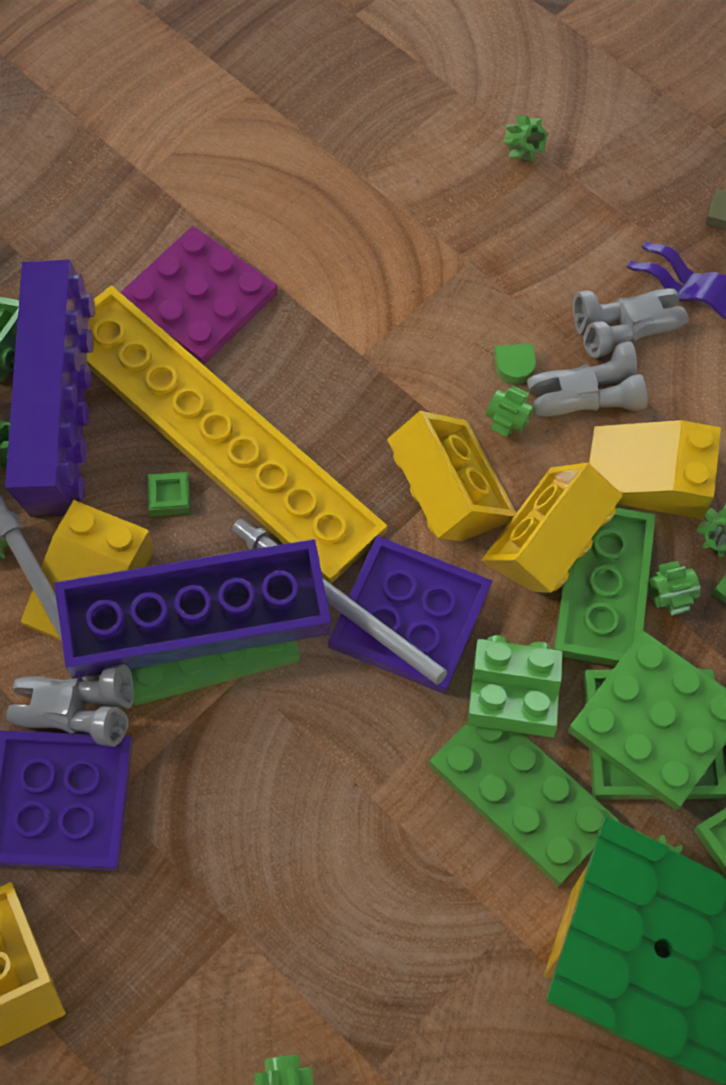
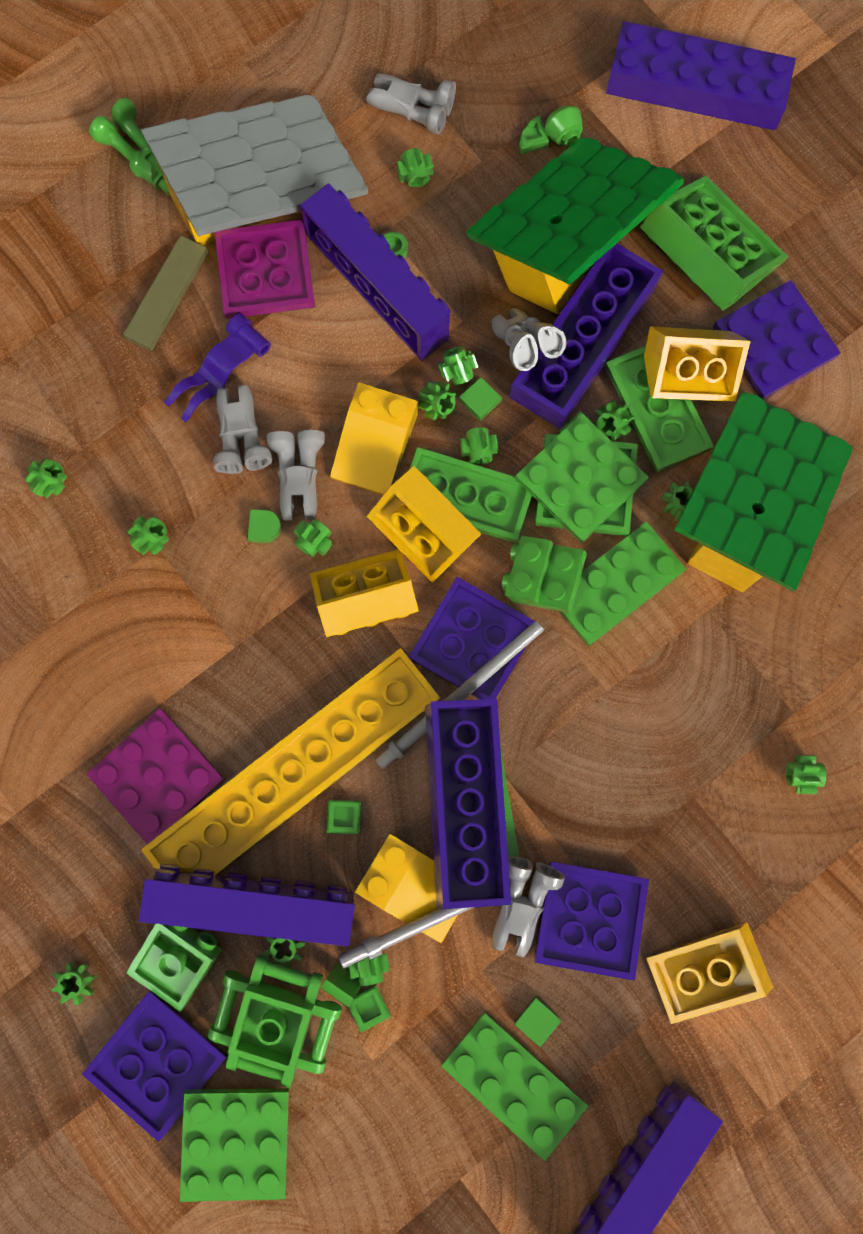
camera: 80 degrees left, 15 degrees up
(478, 242) = (148, 535): none -> bright green gear

